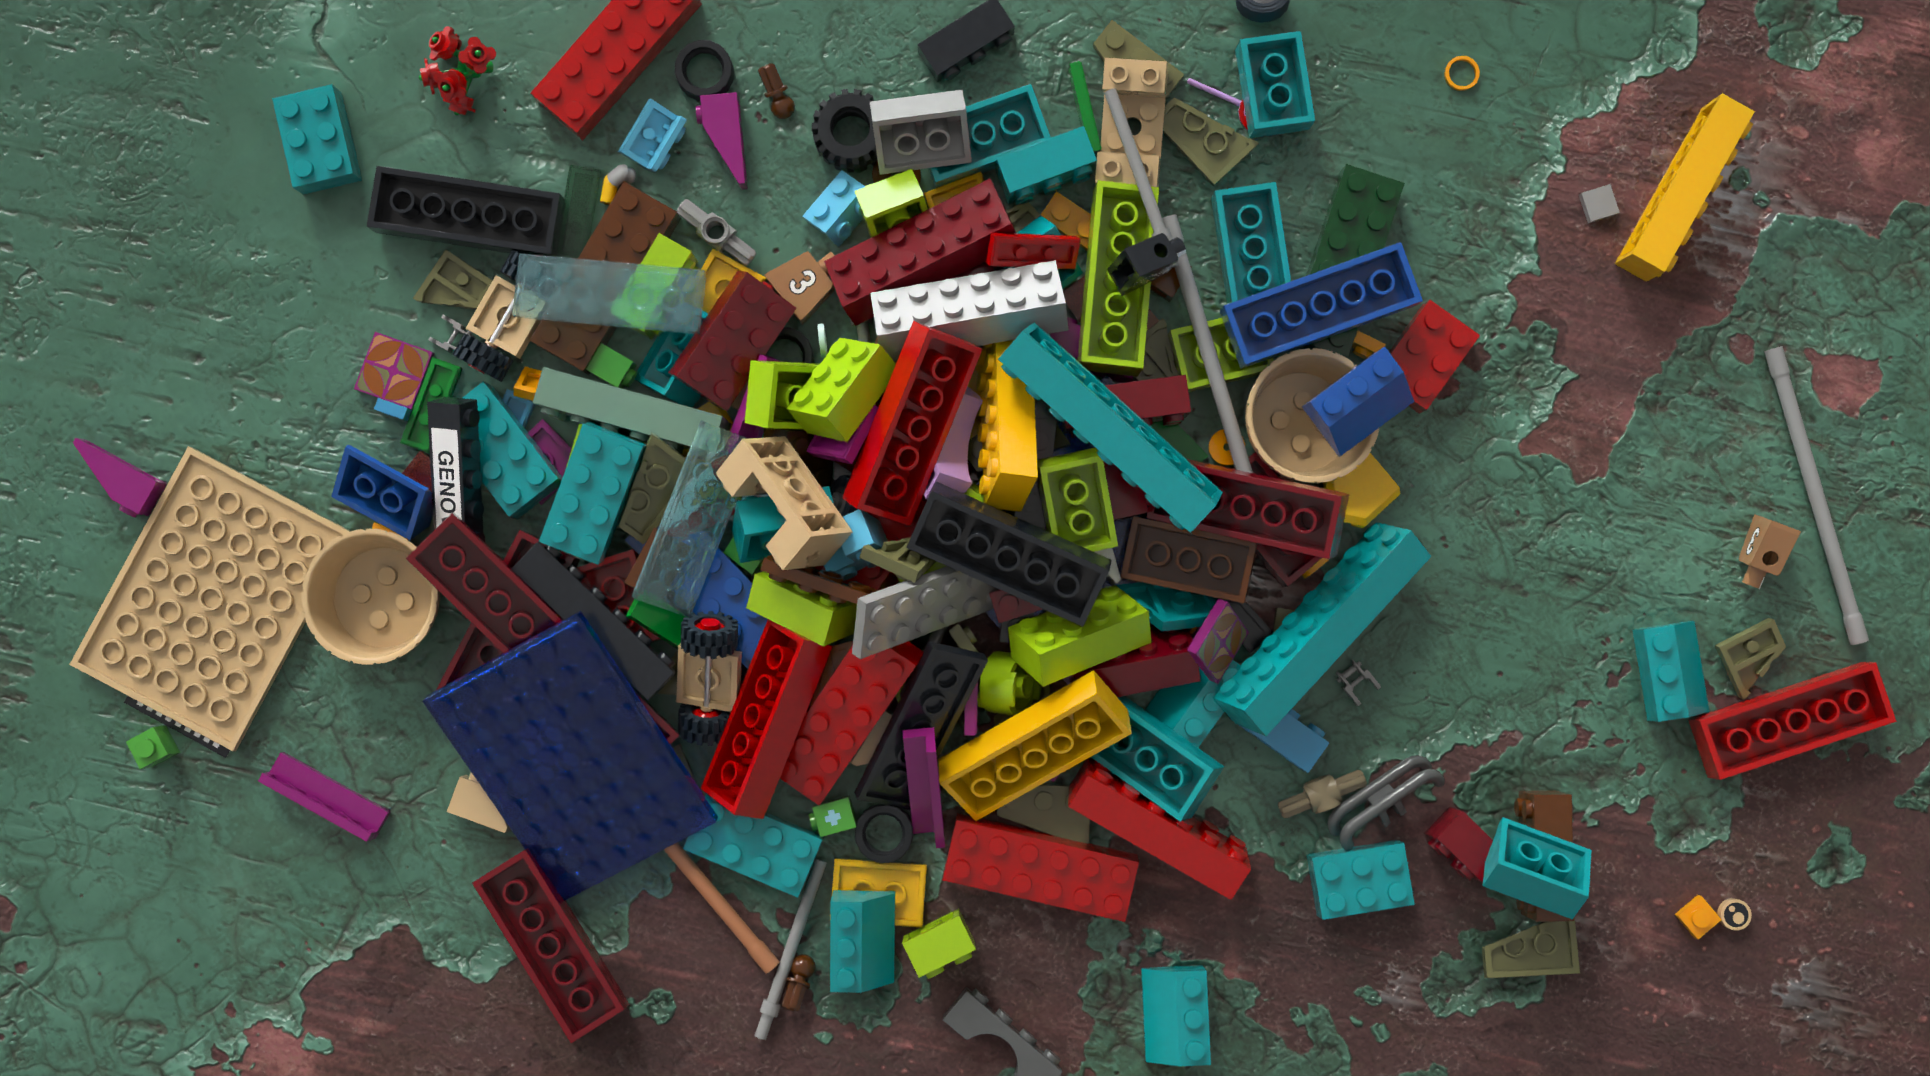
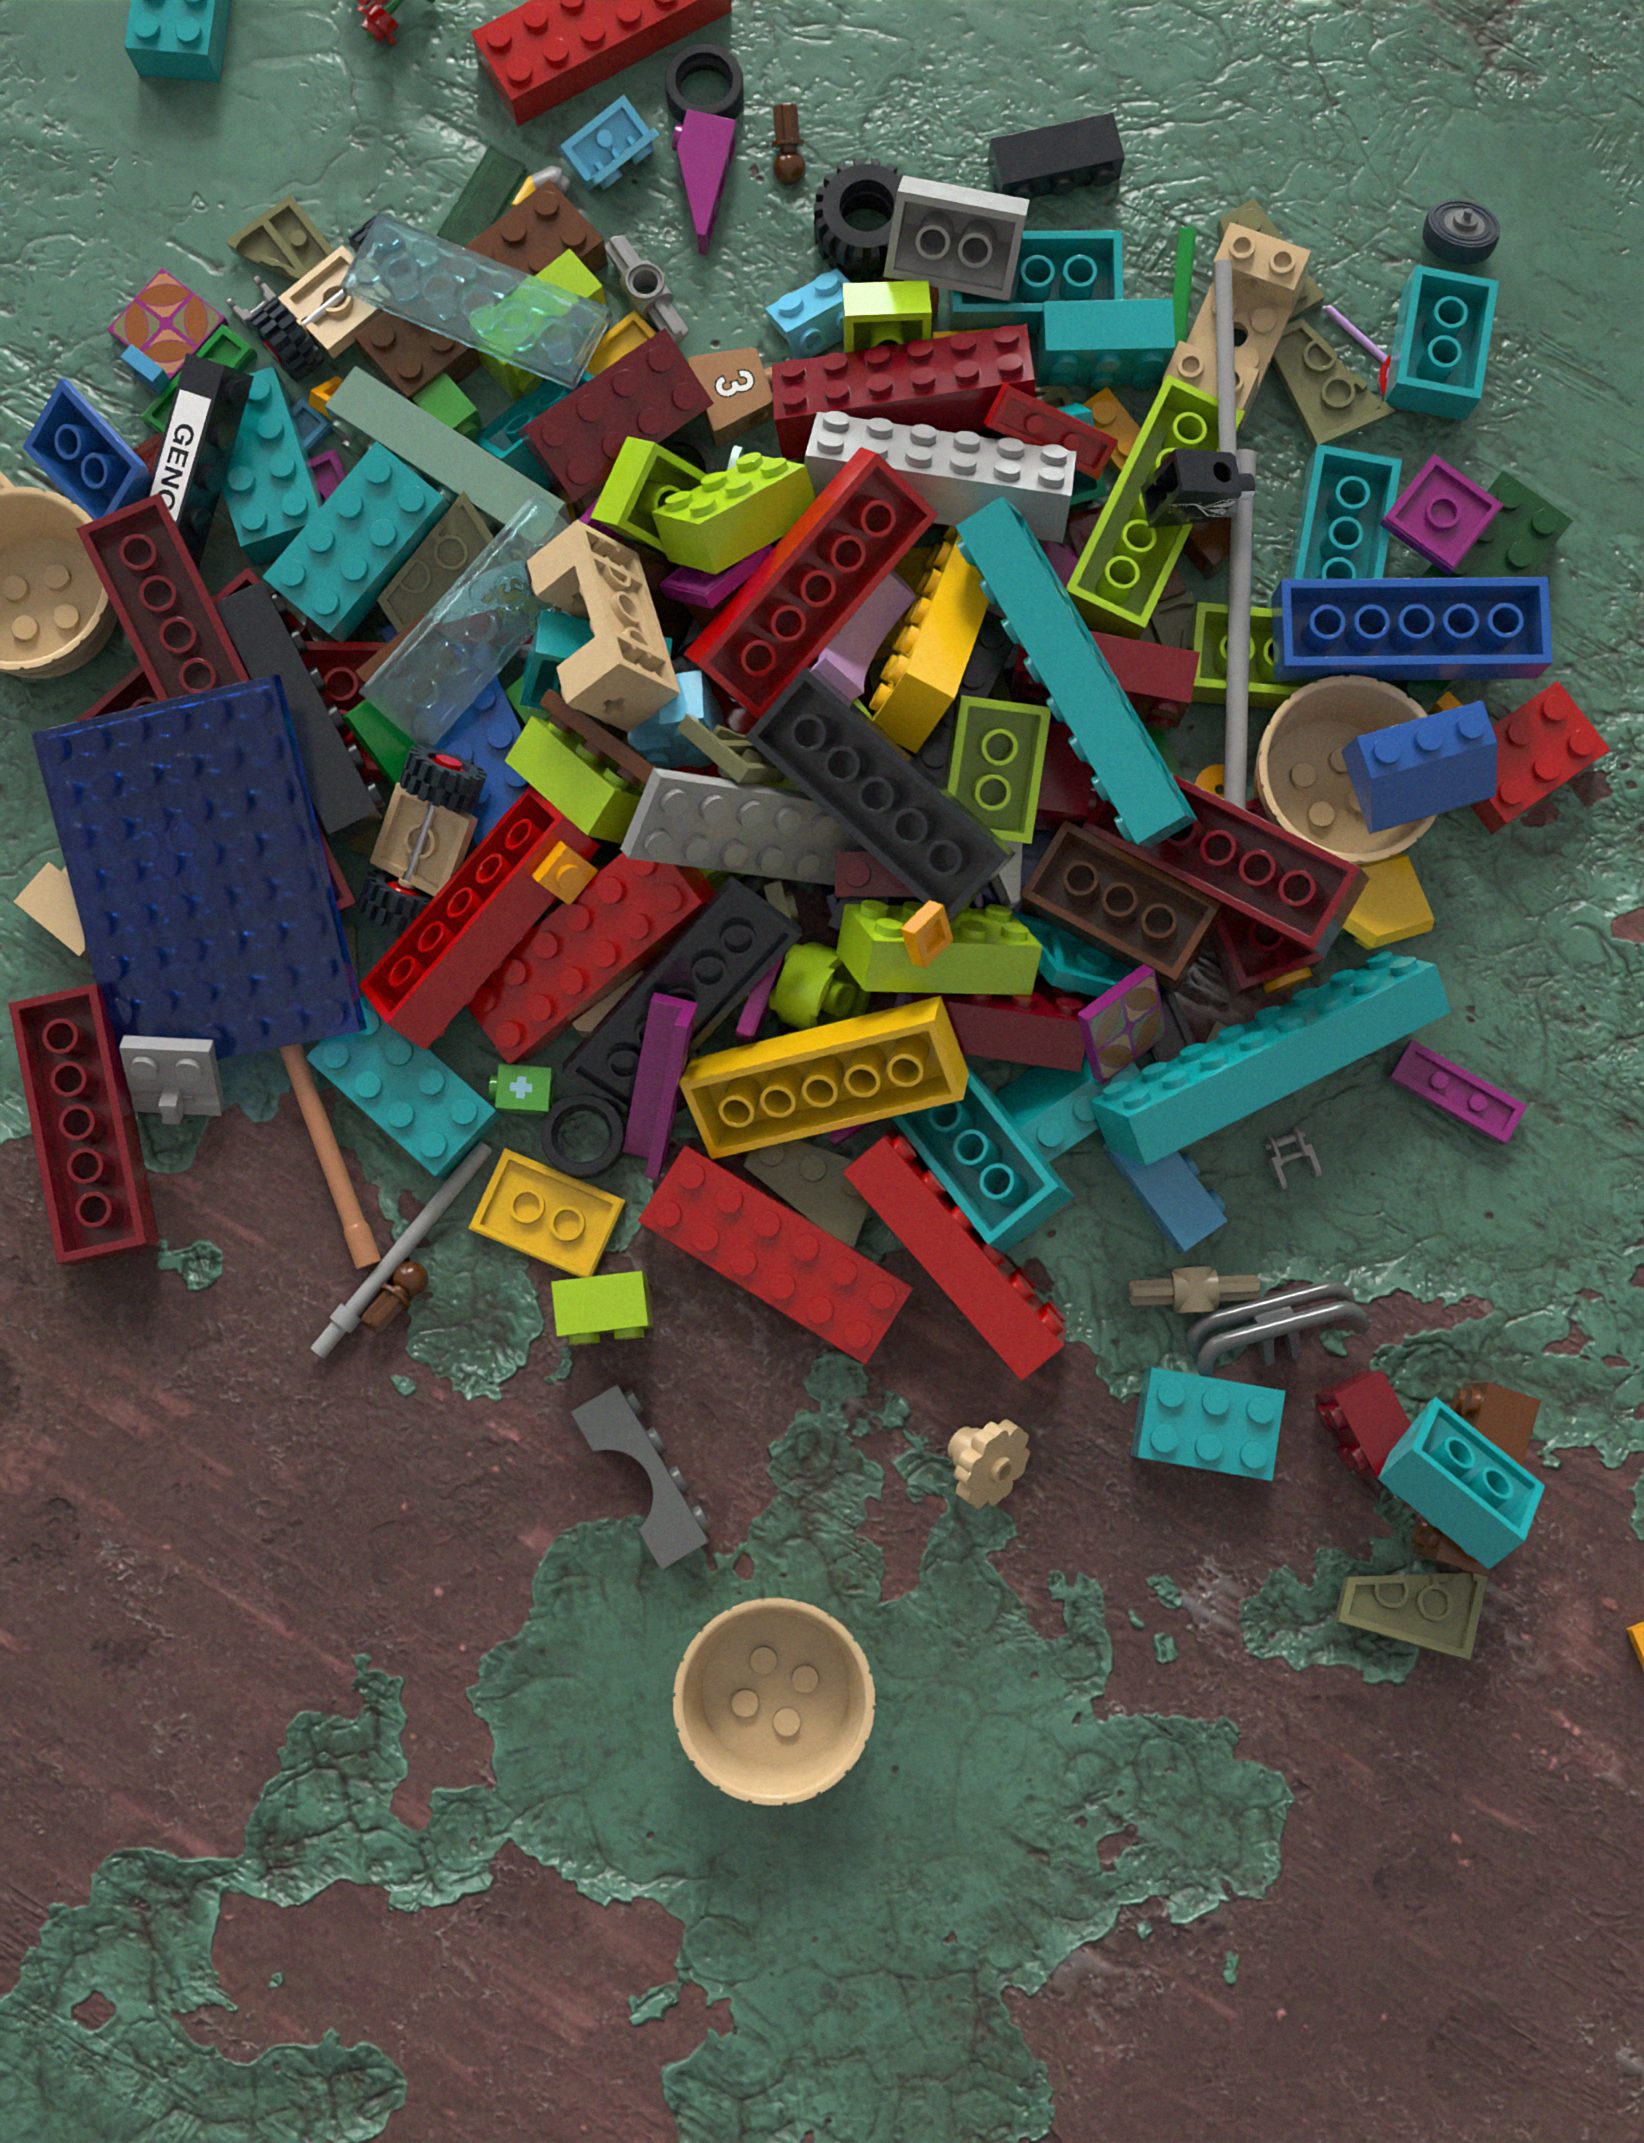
camera: 25 degrees right, 5 degrees down
(465, 212) = (329, 150): black brick -> none
(598, 891) = (172, 1076): none -> light grey hinge
(816, 674) = (564, 873): none -> light orange plate
(862, 940) = (500, 1267): teal slope -> none
(1072, 638) = (927, 934): none -> light orange plate
(1176, 1015) = (891, 1522): teal slope -> none
(1225, 955) = (988, 1461): none -> tan plant
(1315, 212) = (1441, 514): none -> magenta tile
(1452, 600) = (1457, 1092): none -> magenta plate

